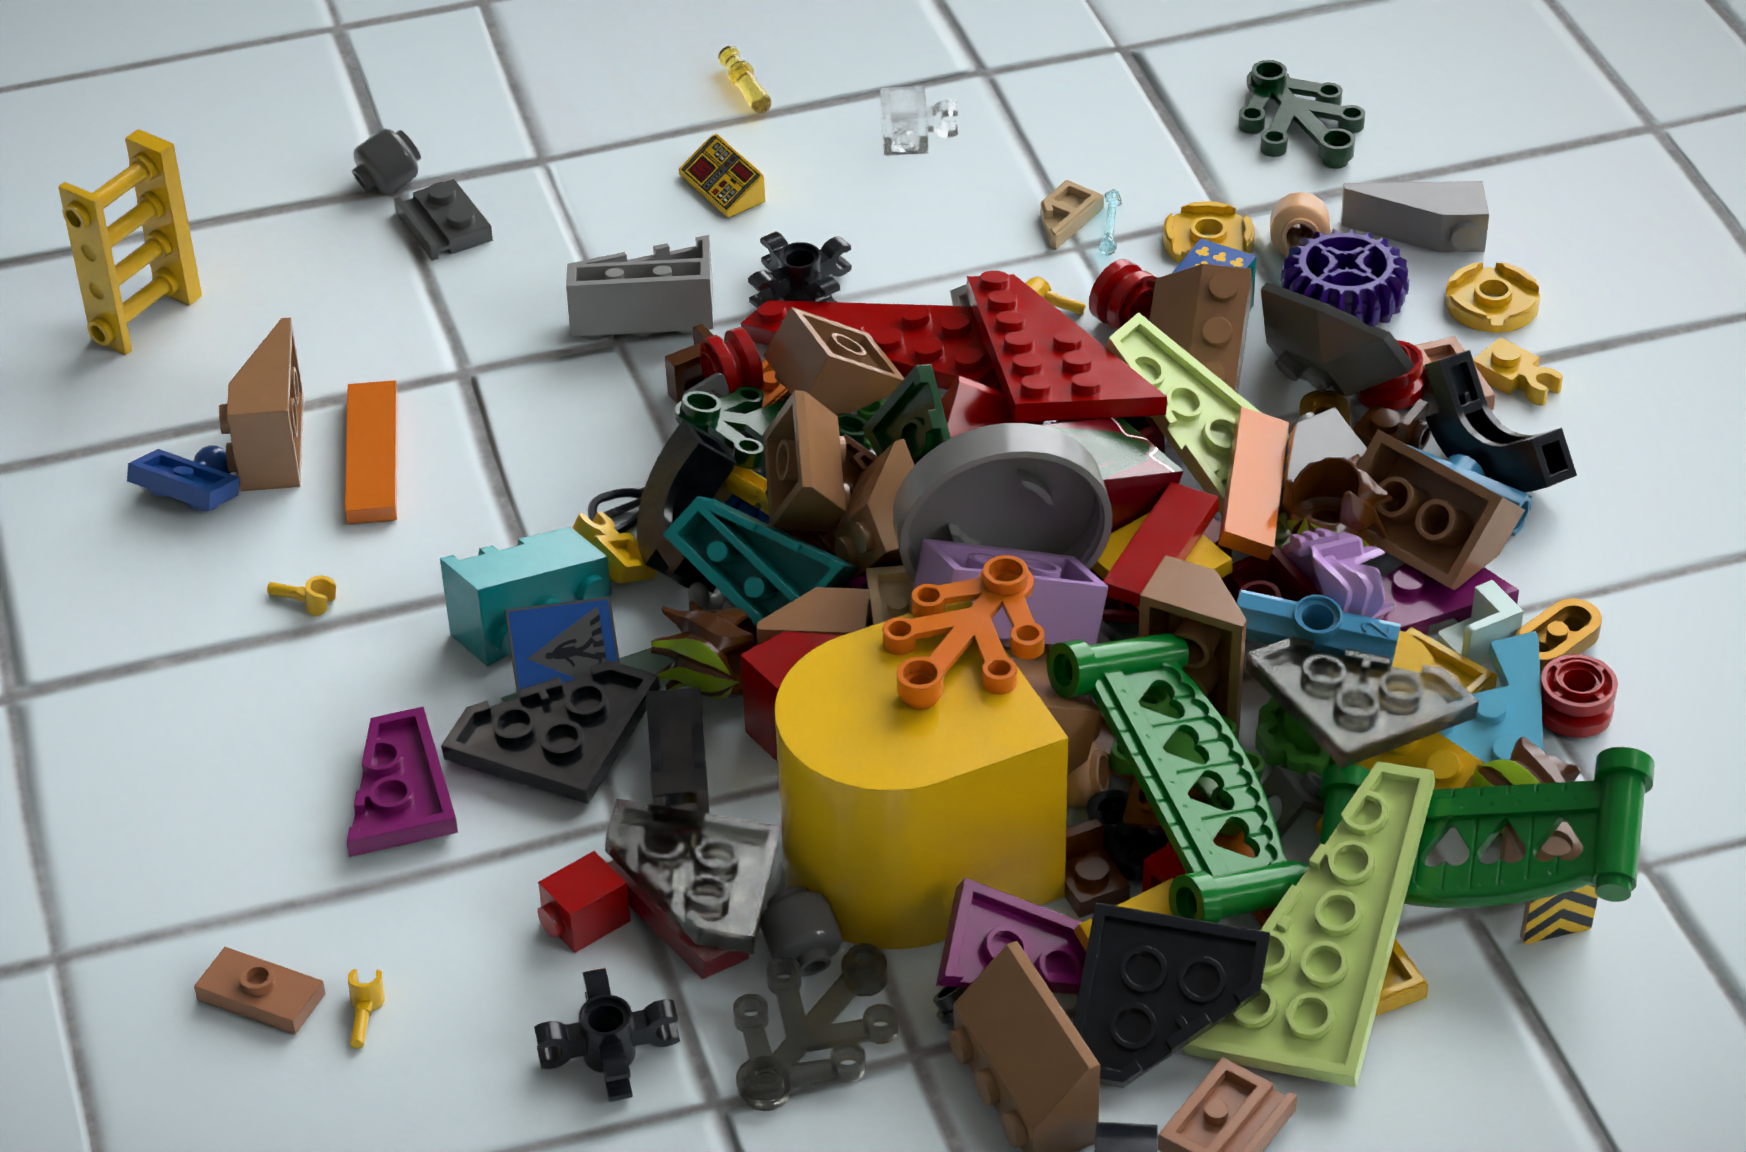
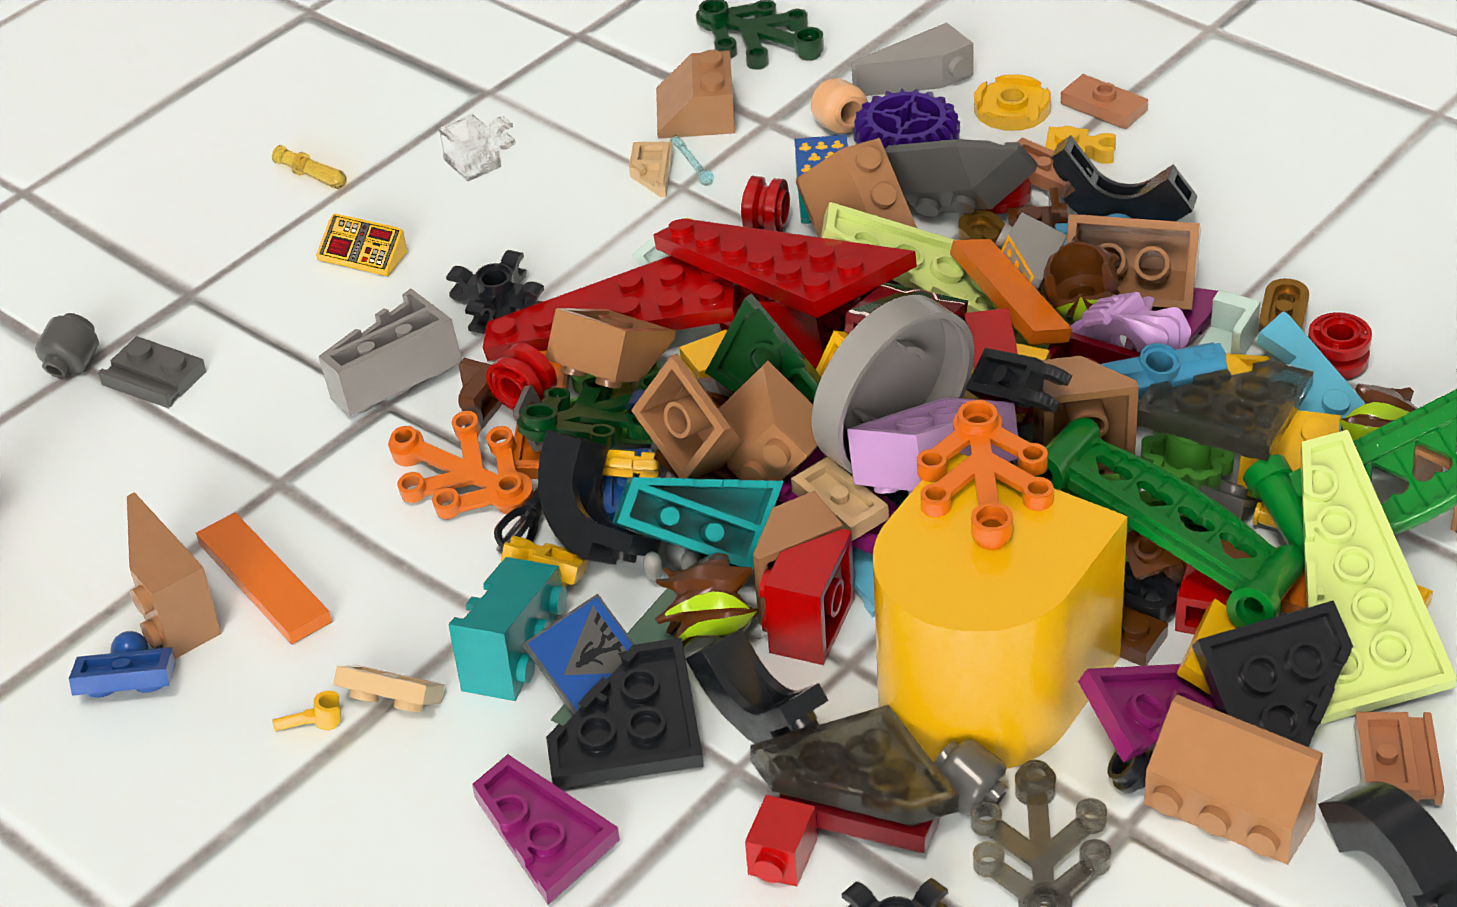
camera: 30 degrees left, 0 degrees up
(377, 591) = (370, 683): none -> tan plate
(598, 391) = (503, 490): none -> orange plant
(1128, 566) = (1015, 379): none -> black hinge
(1172, 160) = (697, 97): none -> medium nougat slope
(1207, 217) = (753, 142): yellow tile -> none
(1591, 335) = (1104, 101): none -> nougat plate

